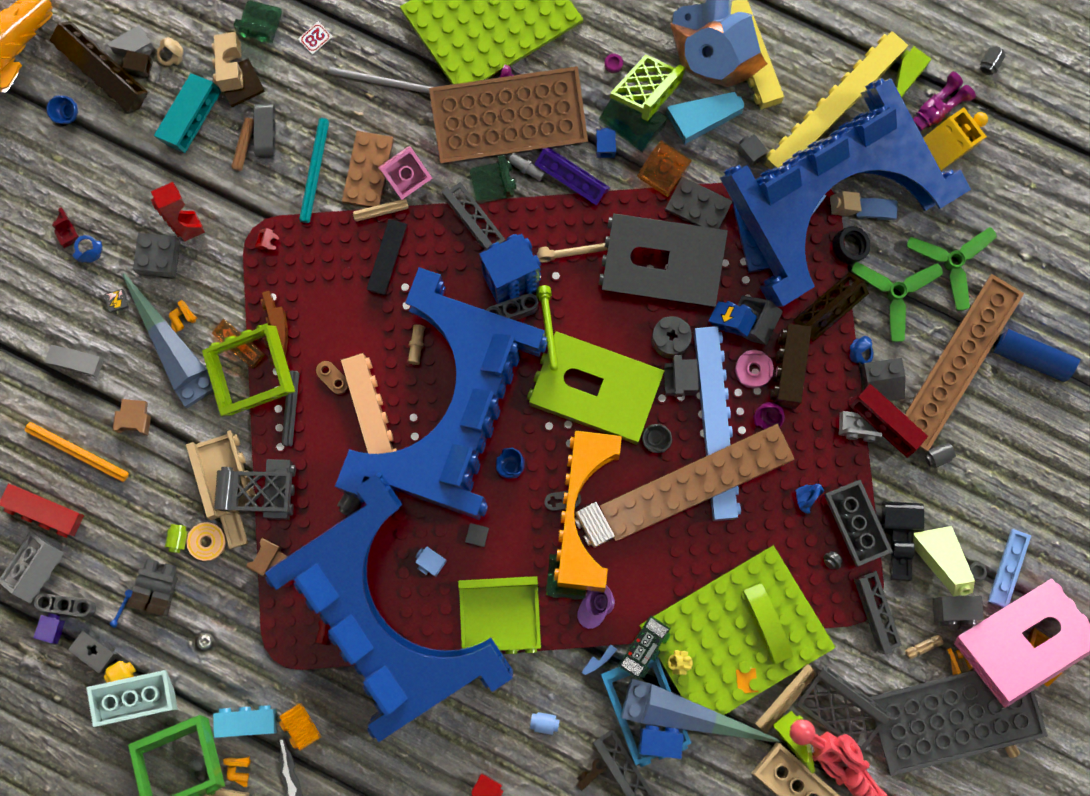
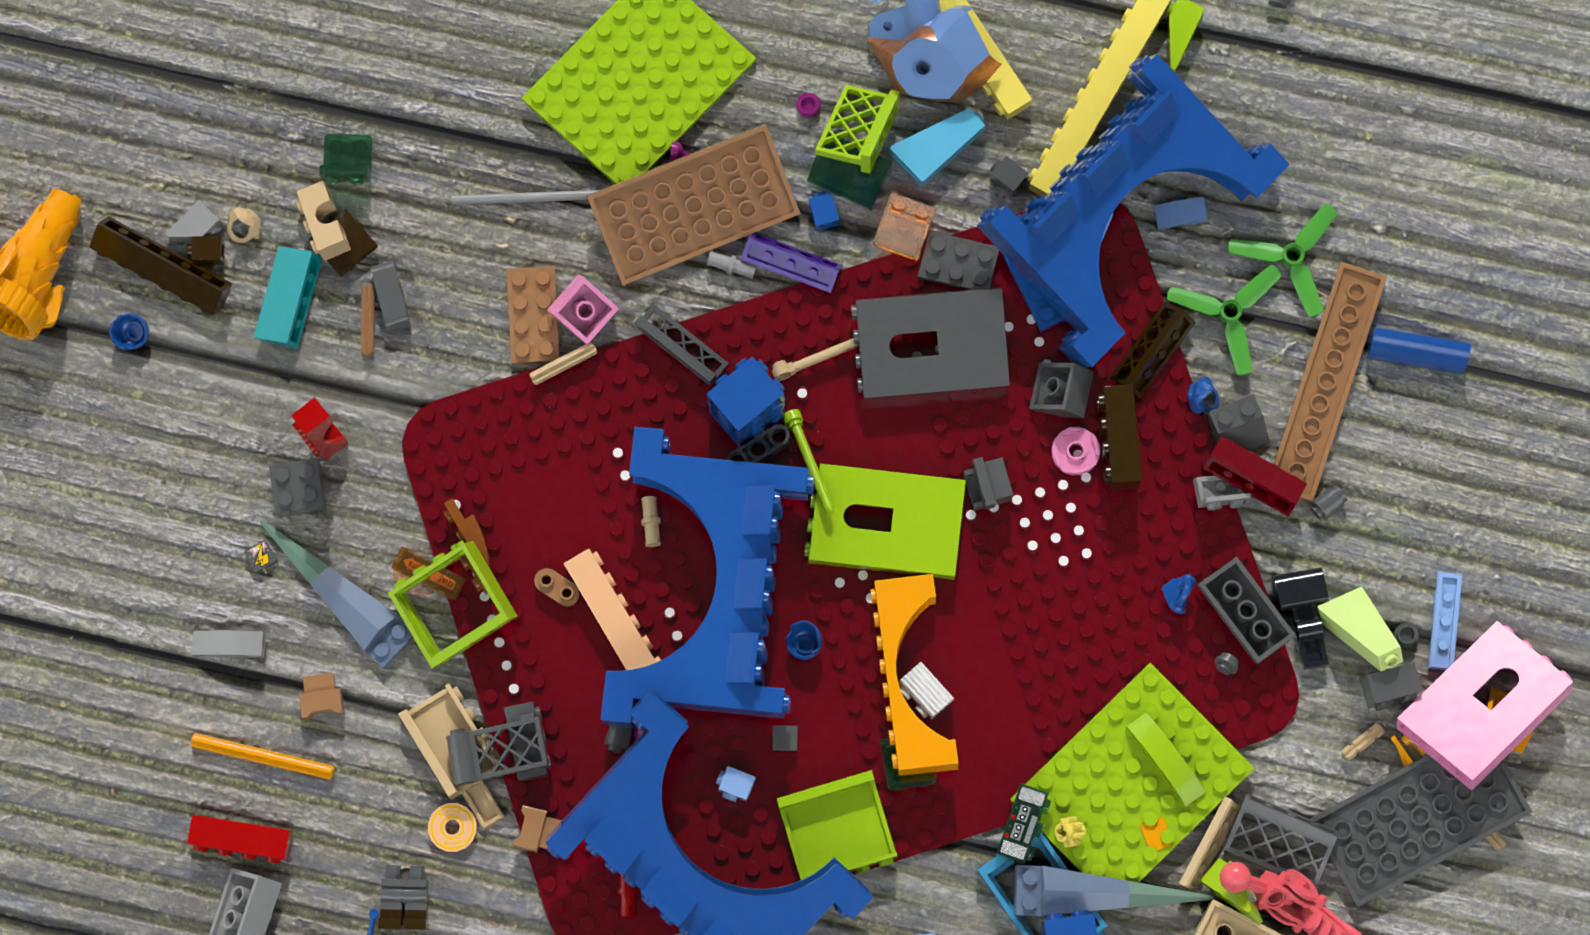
camera: 10 degrees left, 0 degrees up
(64, 229) = (172, 483): dark red slope -> none
(89, 255) = (214, 507): blue piece -> none
(176, 323) = (343, 566): light orange piece -> none
(176, 538) = (415, 832): lime brick -> none
(264, 238) = (428, 435): tile -> none
(290, 412) = (516, 645): dark grey axle -> none
(314, 170) = (466, 332): teal axle -> none
(315, 37) = (422, 161): sticker -> none
(387, 257) = (586, 420): black tile -> none
(493, 181) = (694, 293): clear green bracket -> none
(559, 506) = (877, 678): dark grey beam -> none
(594, 664) = (967, 859): medium blue slope -> none
(595, 608) = (951, 791): medium lavender piece -> none
(657, 438) = (976, 566): dark grey hair -> none
(662, 331) = (959, 423): dark grey brick -> none
(697, 482) = (1038, 608): medium nougat plate -> none
(714, 410) = (1044, 531): light blue brick -> none
(733, 318) = (1034, 395): blue brick -> none
(769, 415) = (1108, 505): magenta hair -> none
(845, 203) = (1140, 216): tan brick -> none
(862, 240) = (1172, 257): black tyre -> none
(873, 613) = (1292, 717): dark grey fence -> none
(934, 109) = (1223, 69): magenta piece -> none
(951, 142) = (1250, 107): yellow slope -> none

